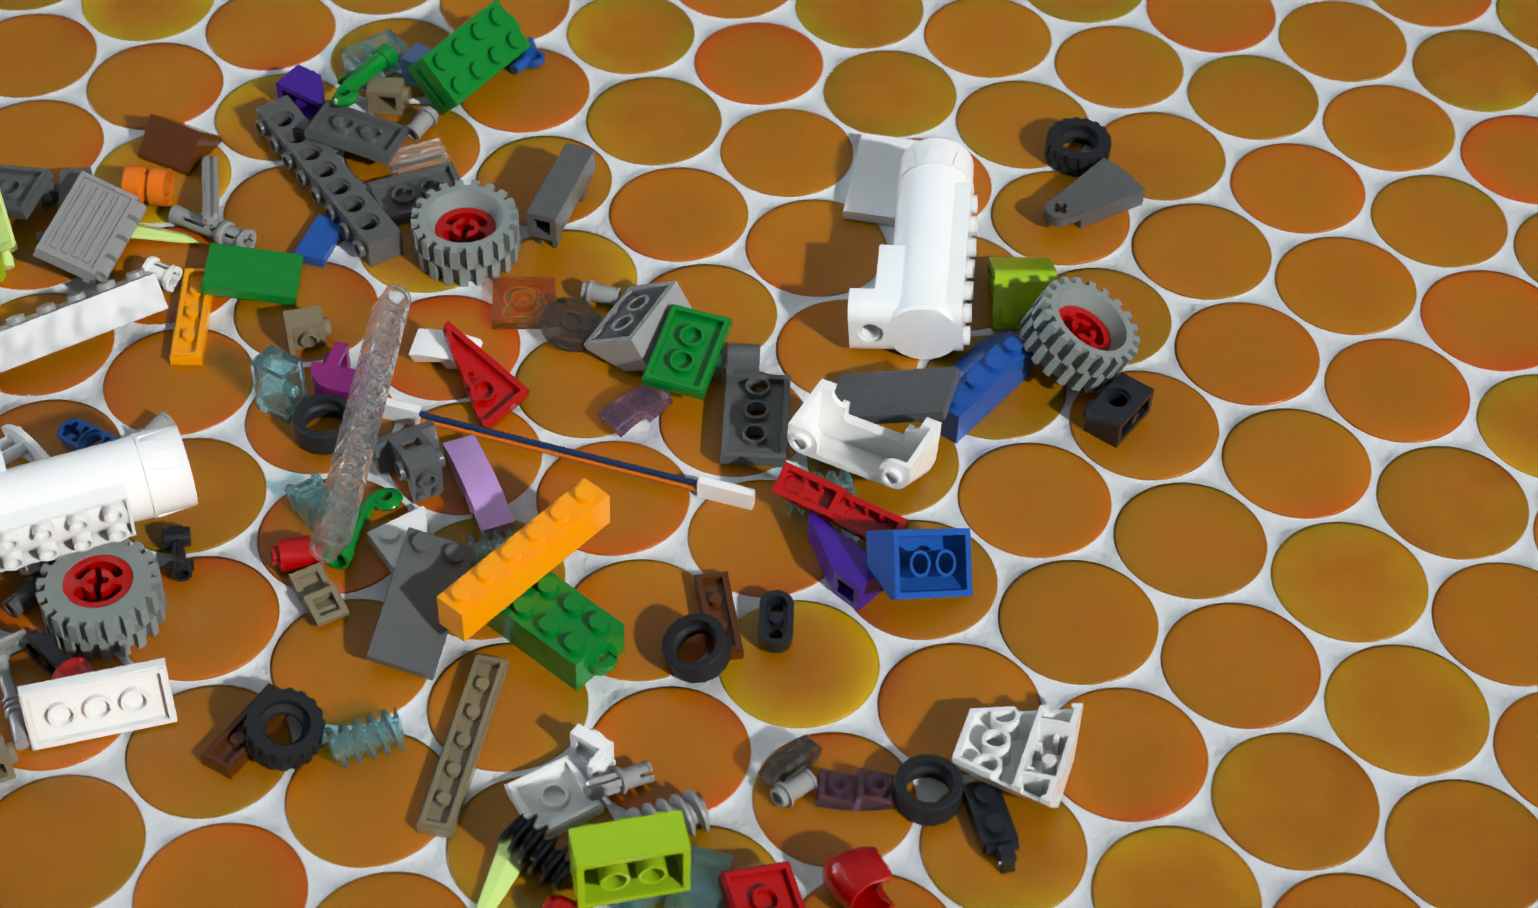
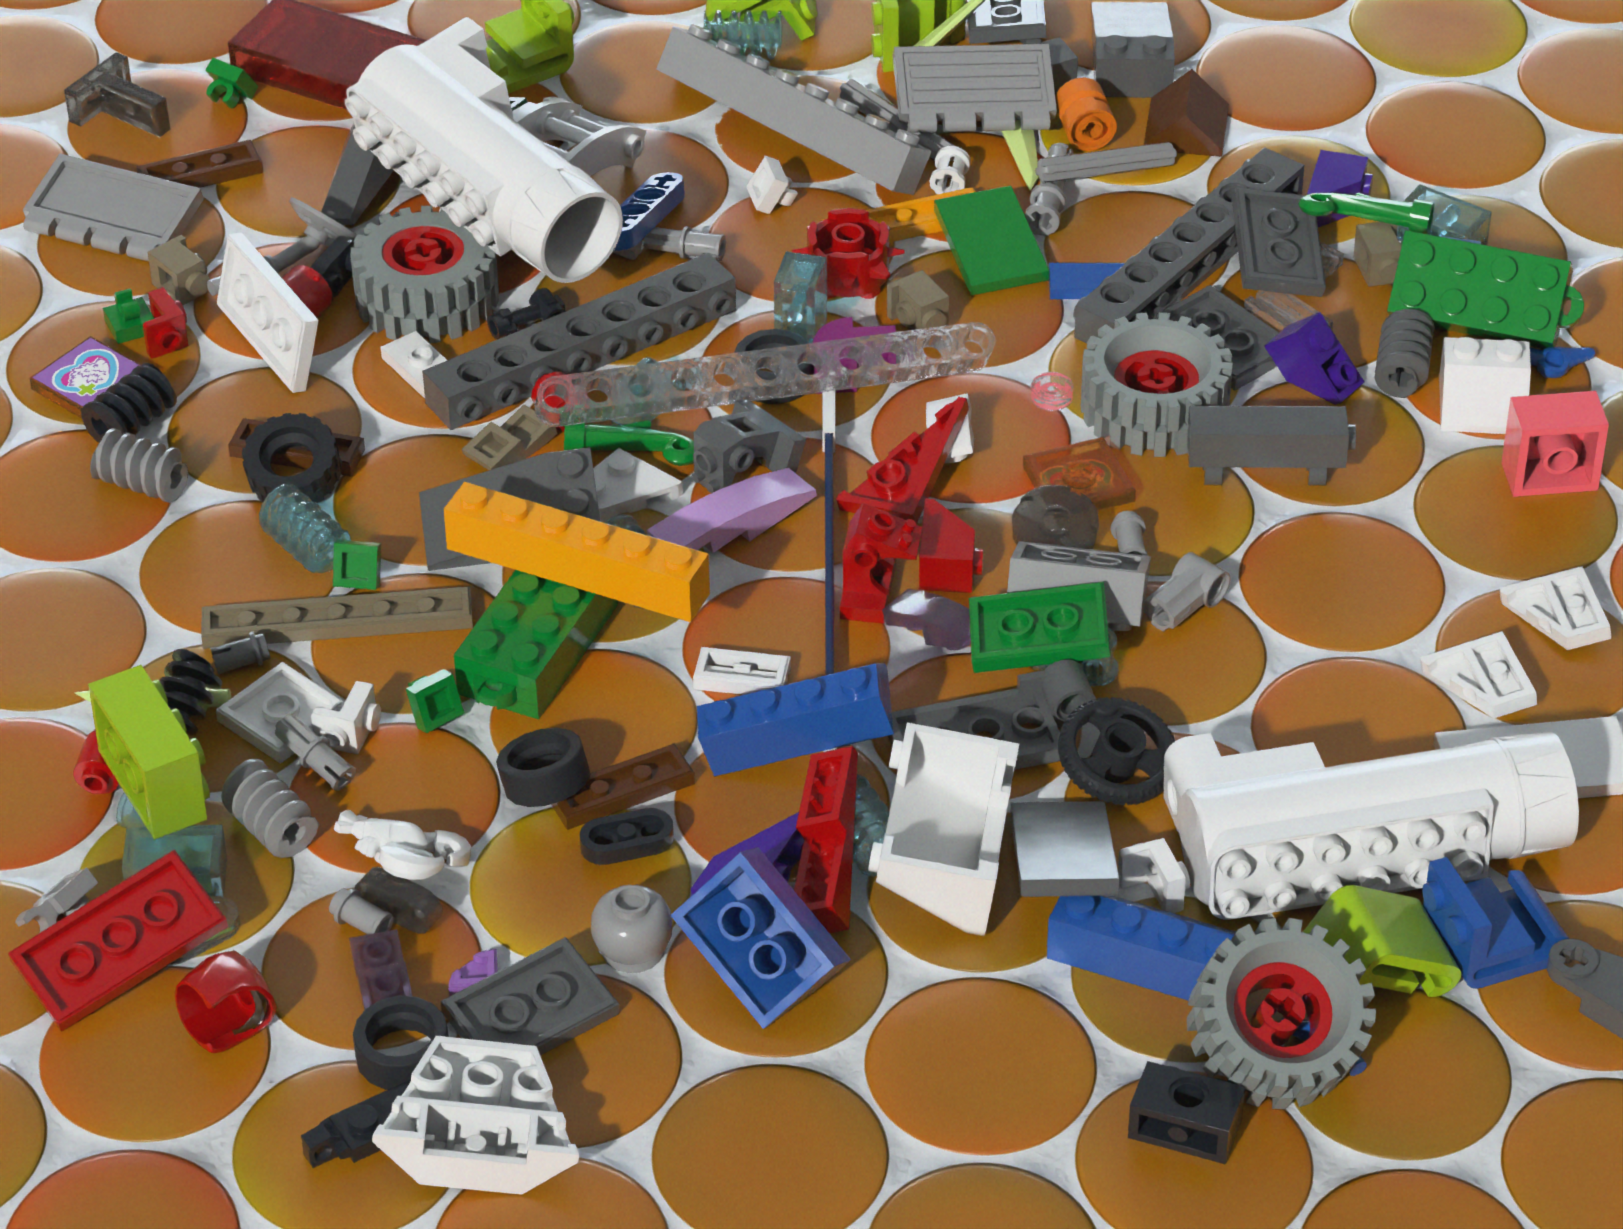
camera: 75 degrees right, 5 degrees down
(20, 813) = (127, 316): none -> green tile
(51, 781) = (168, 328): none -> red bracket
(57, 293) = (876, 105): none -> light grey axle
(77, 141) = (1132, 48): none -> dark grey slope
(84, 854) = (81, 374): none -> tile
(113, 374) = (770, 186): none -> white tile
(149, 825) = (129, 402): none -> black piece
(195, 631) = (410, 357): none -> white plate
(227, 831) = (139, 465): none -> light grey piece
(229, 347) = (854, 250): none -> red brick
(233, 527) = (579, 340): none -> dark grey brick
(421, 714) = (356, 564): none -> green tile
(425, 118) = (1351, 299): light grey pin -> none
(426, 291) = (1052, 391): none -> clear tile
(476, 155) = (1314, 359): none -> dark purple slope
(483, 801) = (240, 653): none -> dark grey pin
(494, 113) = (1404, 352): none -> dark grey piece
(545, 90) = (1478, 382): none -> white slope
(569, 384) = (947, 551): none -> red slope
(573, 415) = (872, 550): none -> red tile
(591, 700) = (434, 700): none -> green tile
(627, 73) = (1554, 443): none -> coral brick
(643, 531) = (739, 671): none -> white tile
(665, 270) = (1191, 585): none -> light grey piece
(710, 494) = (796, 719): none -> blue slope
(741, 746) = (403, 845): none -> white animal
(760, 124) = (1560, 607): none -> white wing
(803, 174) = (1483, 674): none -> white wing
(804, 352) = (1117, 750): none -> black wheel
(871, 737) = (481, 967): none -> medium lavender tile
(873, 634) = (631, 928): none -> light grey piece
(914, 710) = (533, 1001): none -> dark grey tile
(919, 358) = (1156, 865): none -> white bracket
(1017, 232) = (1490, 931): none -> blue piece

